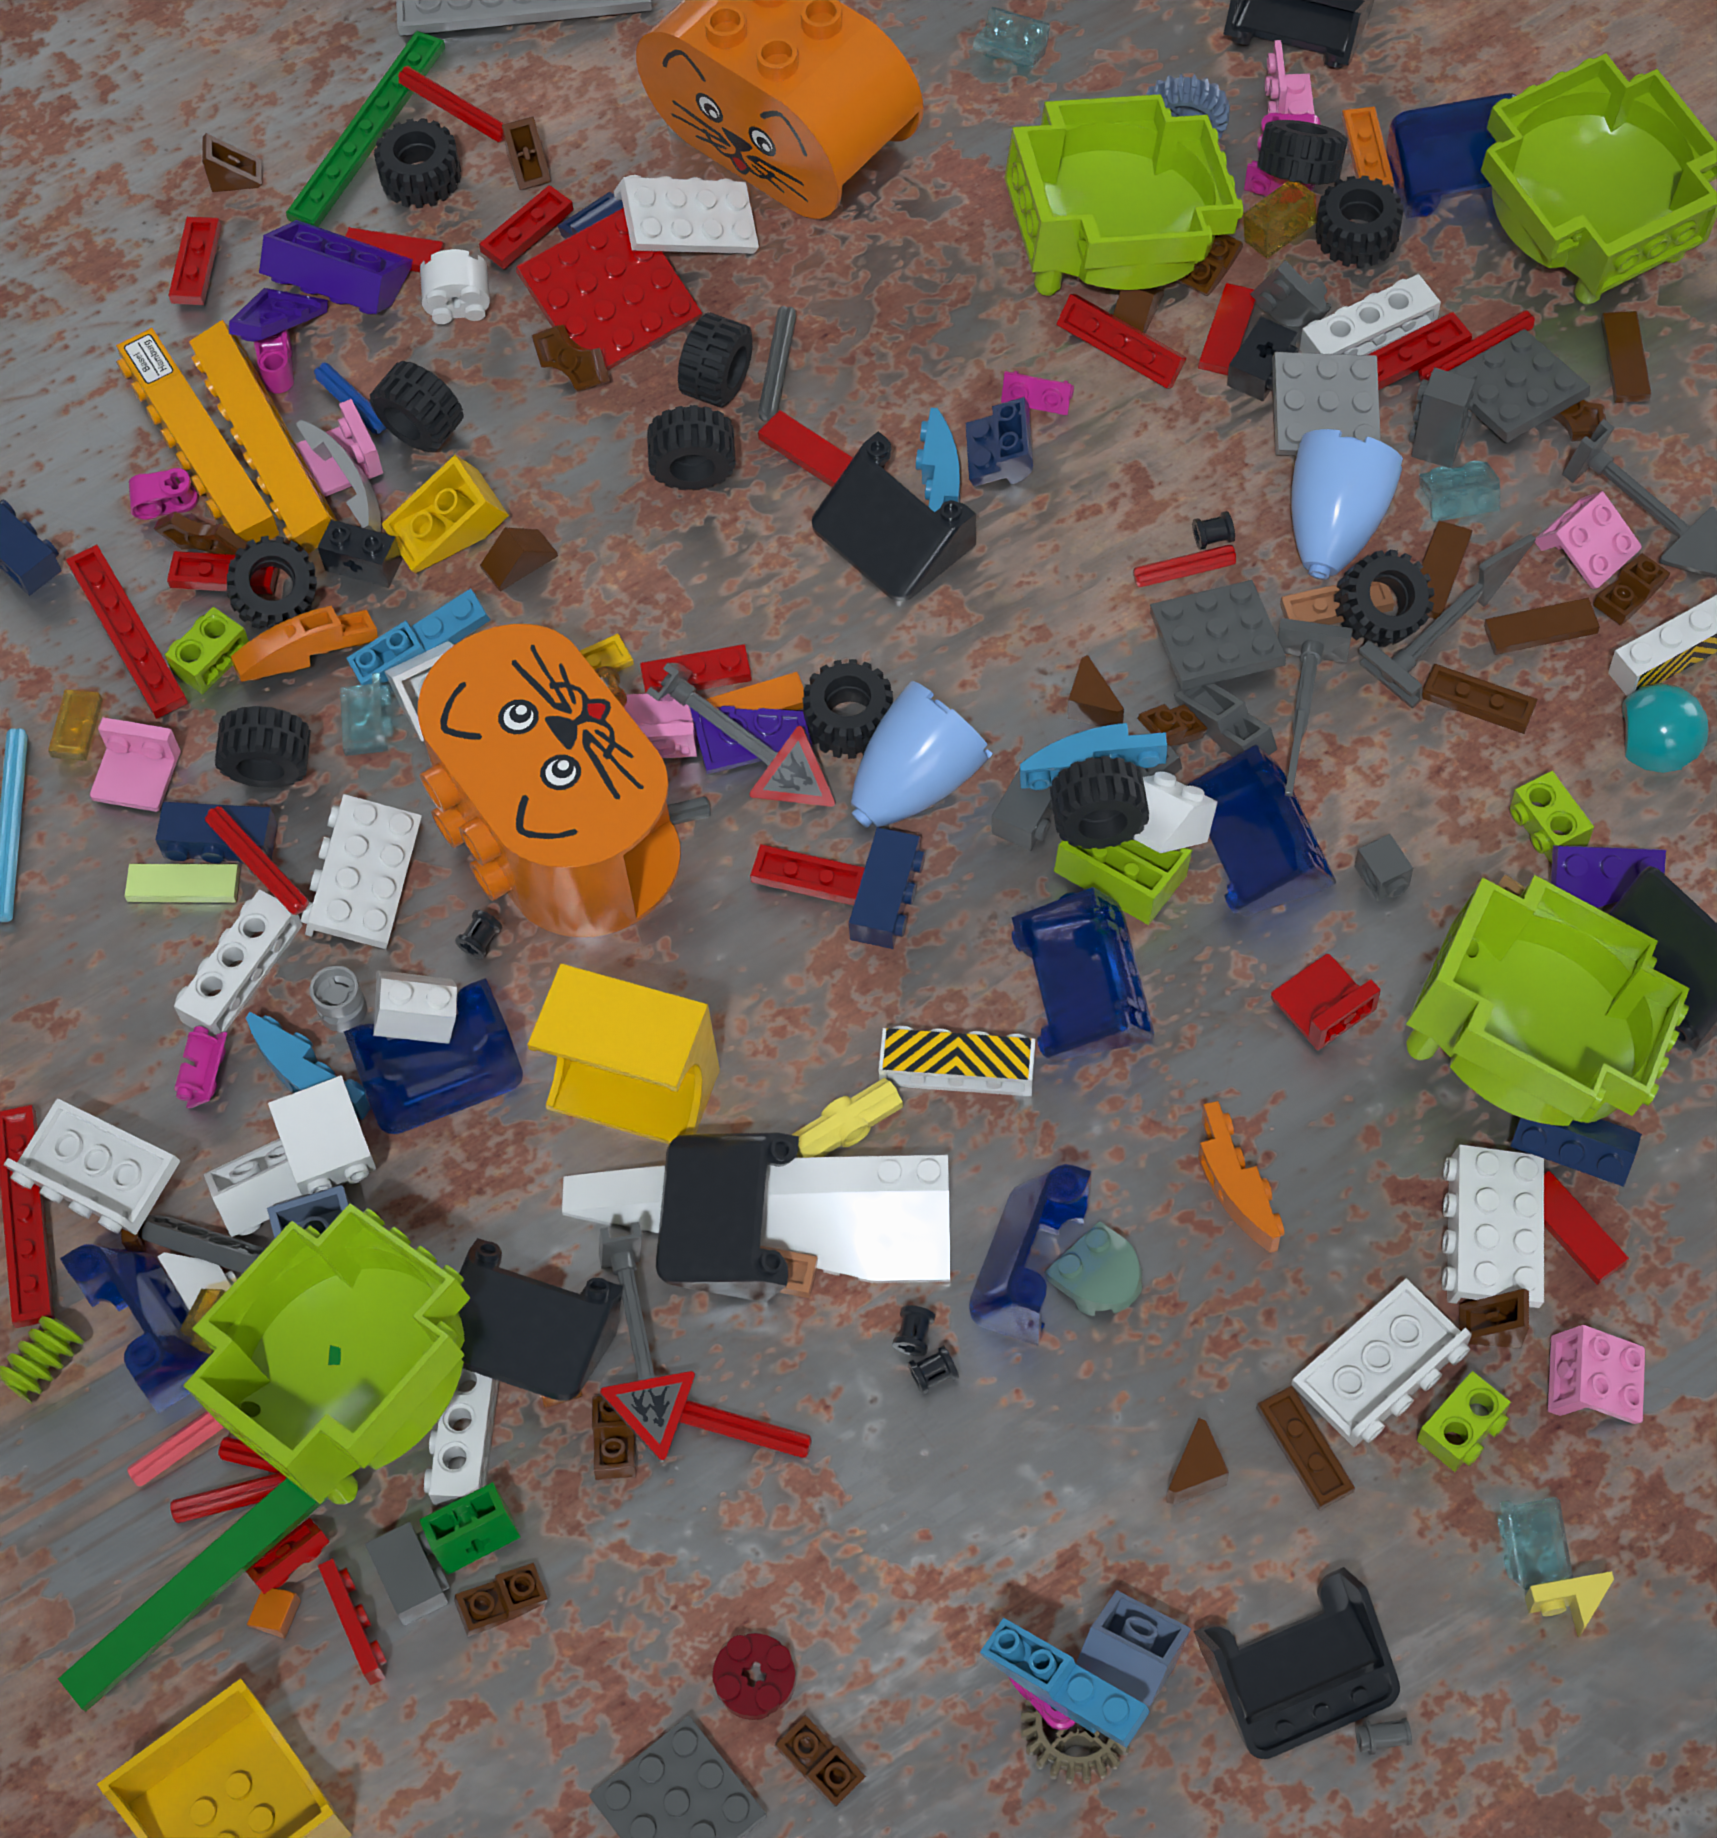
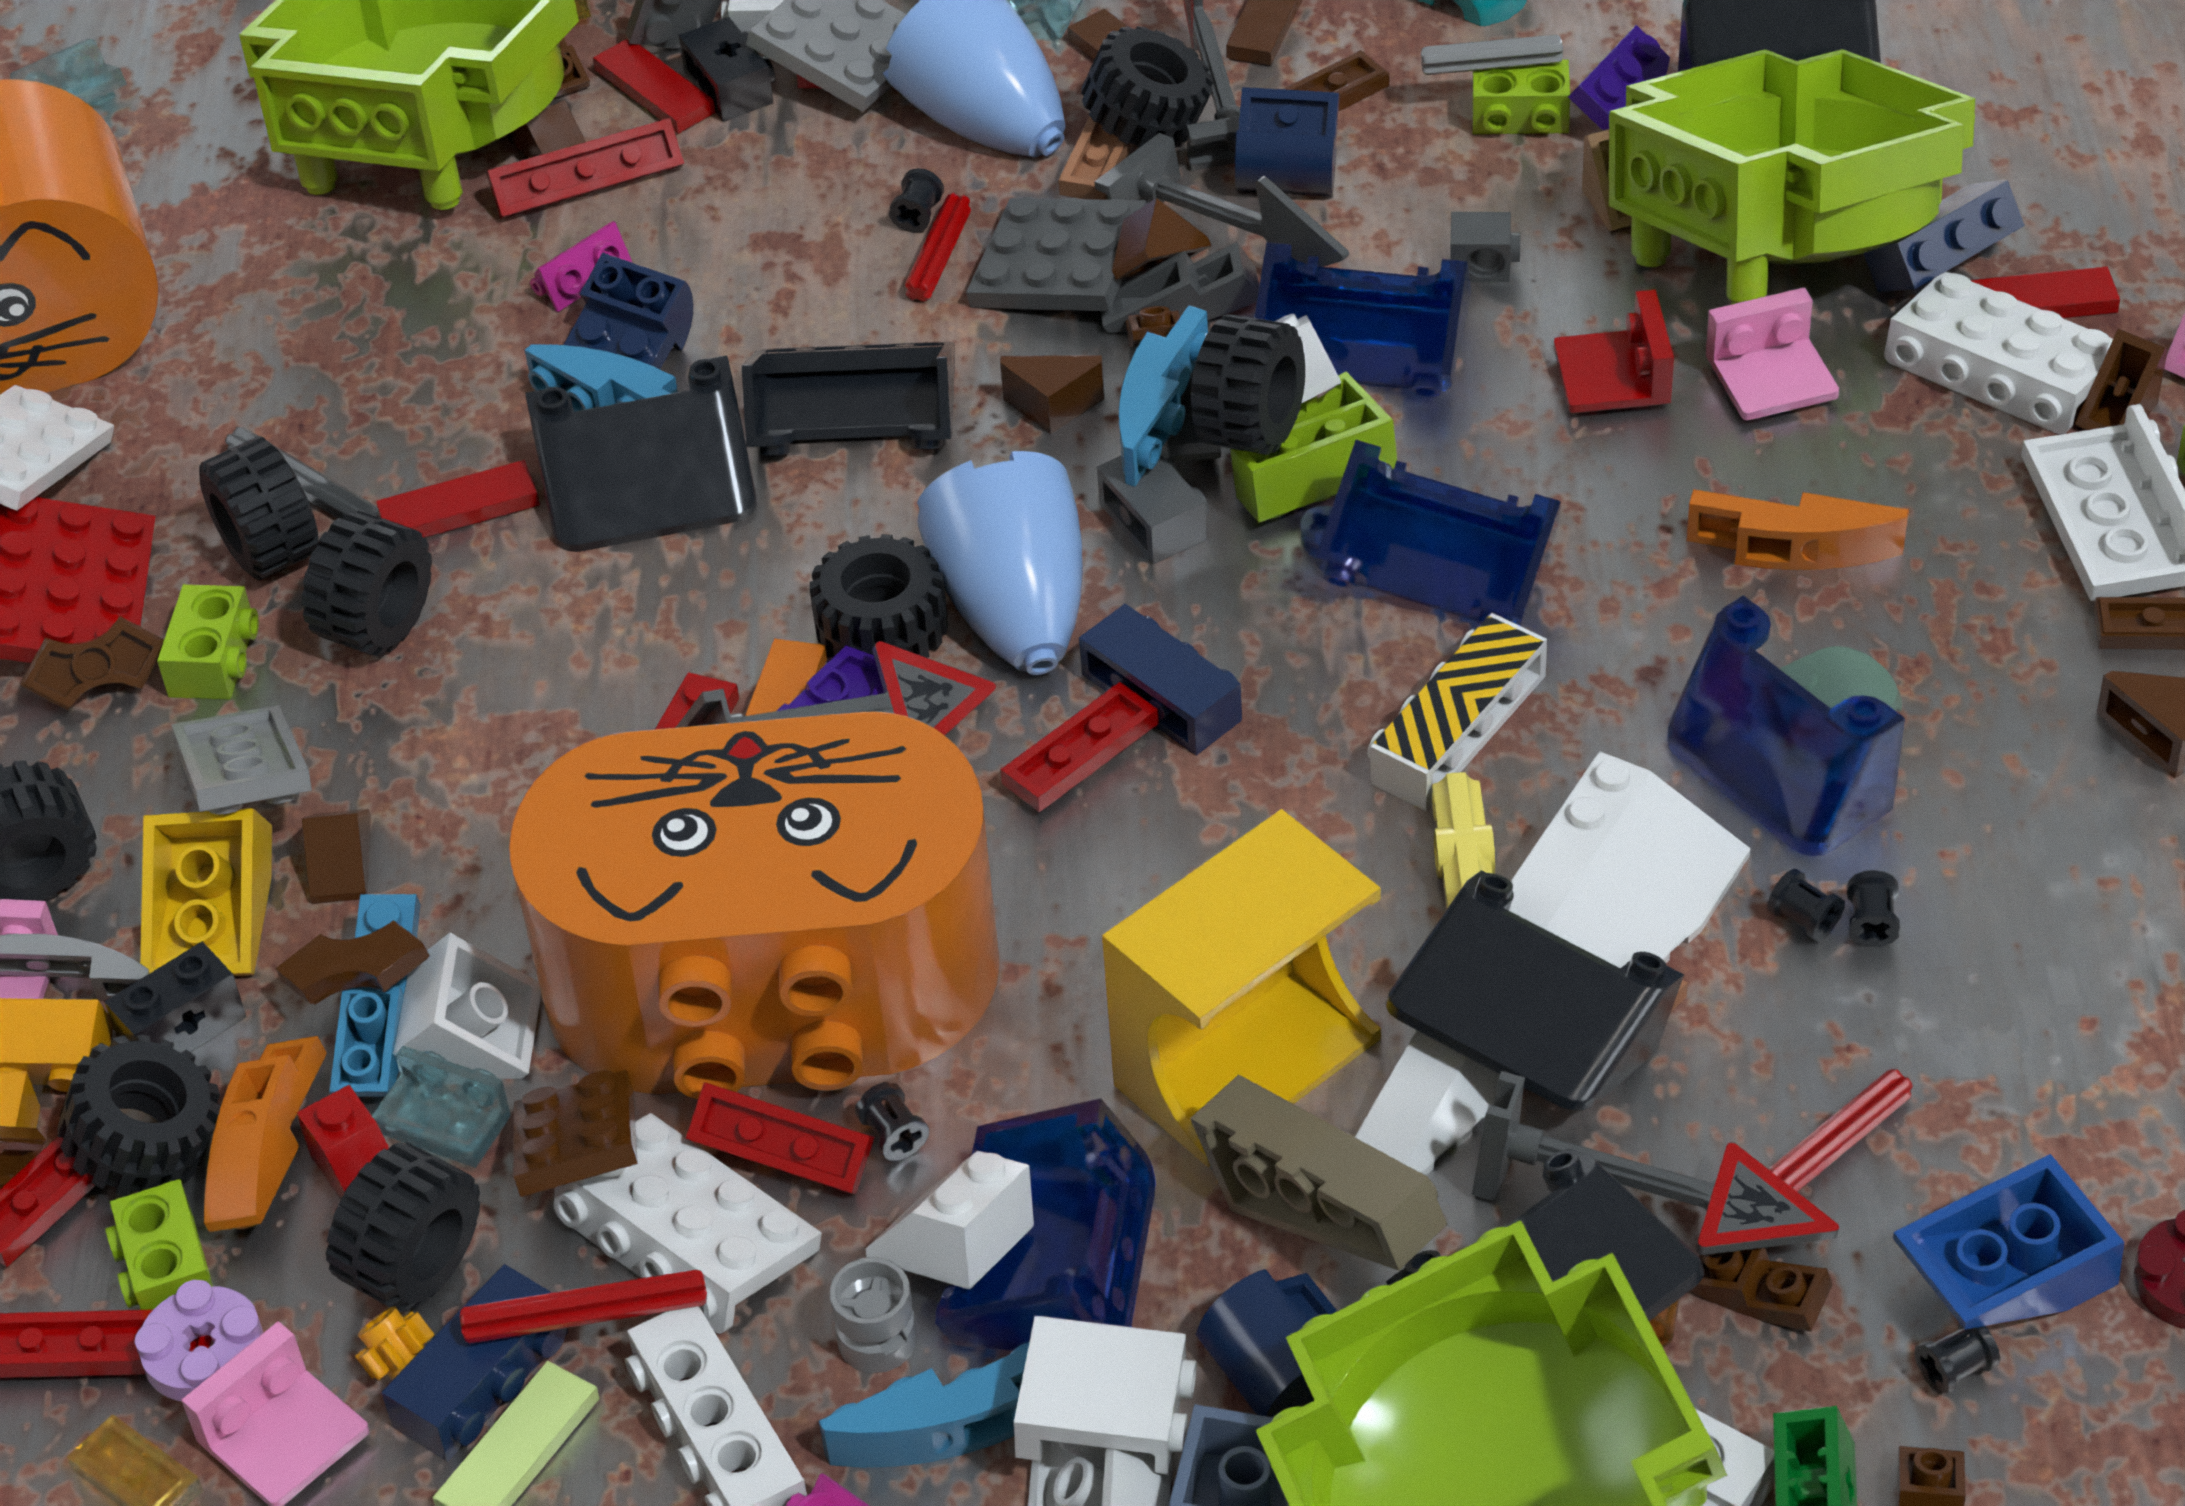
camera: 60 degrees left, 15 degrees down
(153, 684) = (178, 1320): none -> lavender plate
(205, 787) = (392, 1342): none -> light orange gear
(315, 692) = (340, 1136): none -> red slope
(369, 788) = (574, 1132): none -> reddish brown plate
(413, 607) = (366, 961): none -> reddish brown tile
(433, 887) = (780, 1138): none -> red plate
(433, 1208) = (1248, 1337): none -> dark blue brick
(525, 1166) = (1314, 1177): none -> dark tan wedge
(529, 471) = (241, 759): none -> light grey plate
(613, 1566) = (1956, 1357): none -> black bush
(621, 399) = (207, 641): none -> lime brick
(690, 1560) = (2015, 1248): none -> blue slope
(1021, 587) = (849, 394): none -> black windscreen
(1244, 680) = (1154, 236): none -> reddish brown slope
(1387, 1091) = (1767, 355): none -> bright pink bracket
(1393, 703) = (1287, 140): none -> dark blue brick
(1556, 779) = (1491, 54): none -> light grey axle

